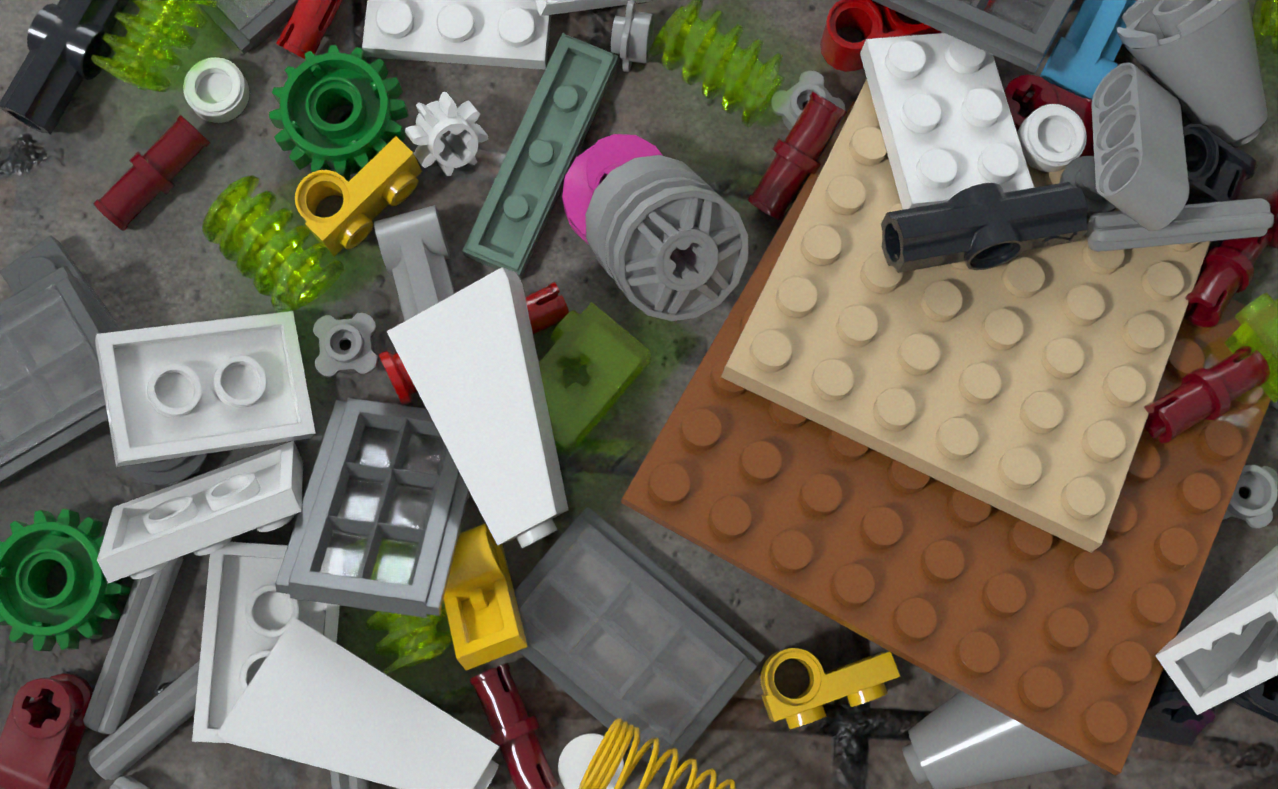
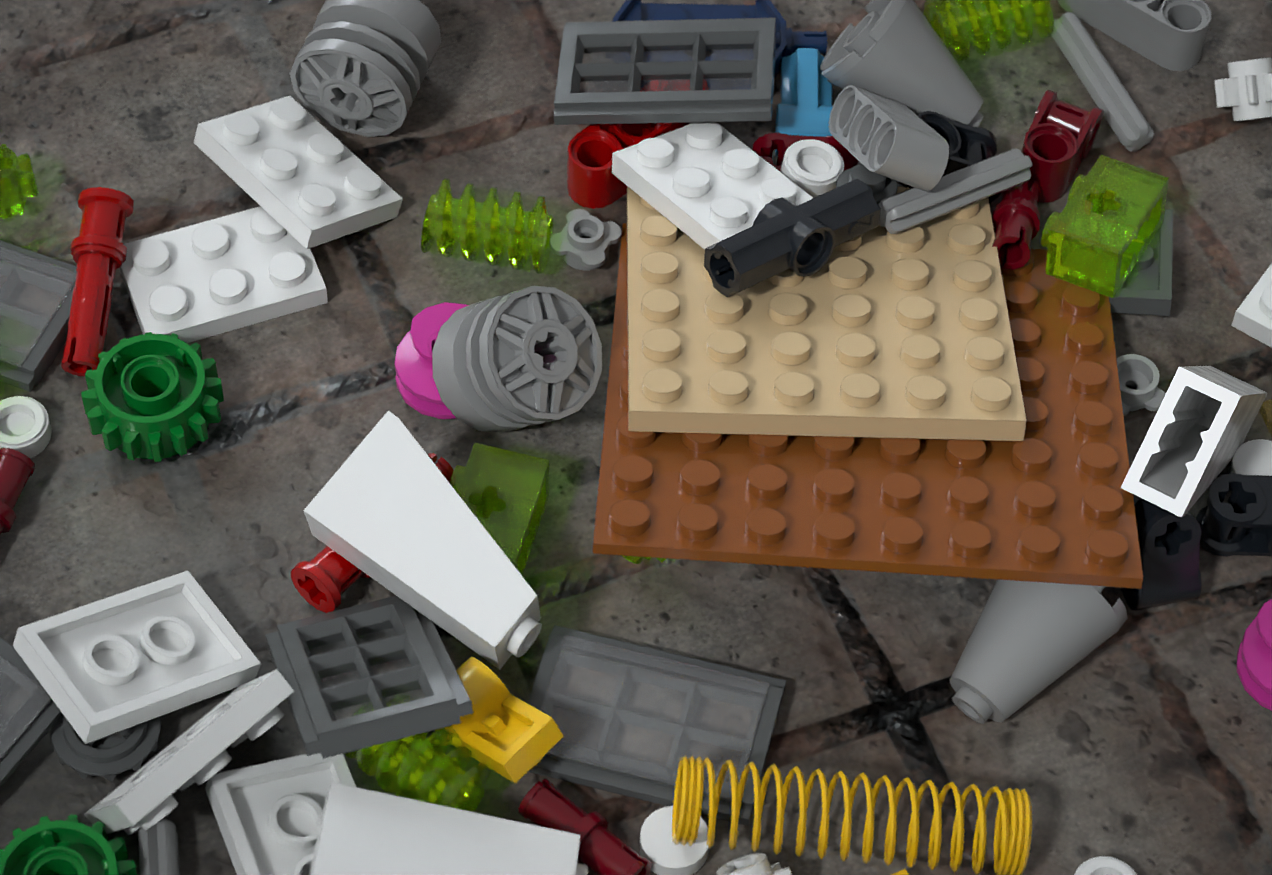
camera: 30 degrees left, 25 degrees down
(265, 249) = (141, 527): clear neon green piece -> none
(361, 354) = (253, 599): light grey plate -> none
(382, 181) = (204, 454): yellow plate -> none
(416, 256) = (283, 480): light grey piece -> none
(457, 147) = (265, 372): white gear -> none
(541, 155) = (358, 355): sand green tile -> none
(632, 36) = (399, 239): light grey plate -> none
(796, 156) = (598, 266): dark red pin -> none
(858, 681) = (856, 674): yellow plate -> none
(1206, 394) = (1050, 300): dark red pin -> none

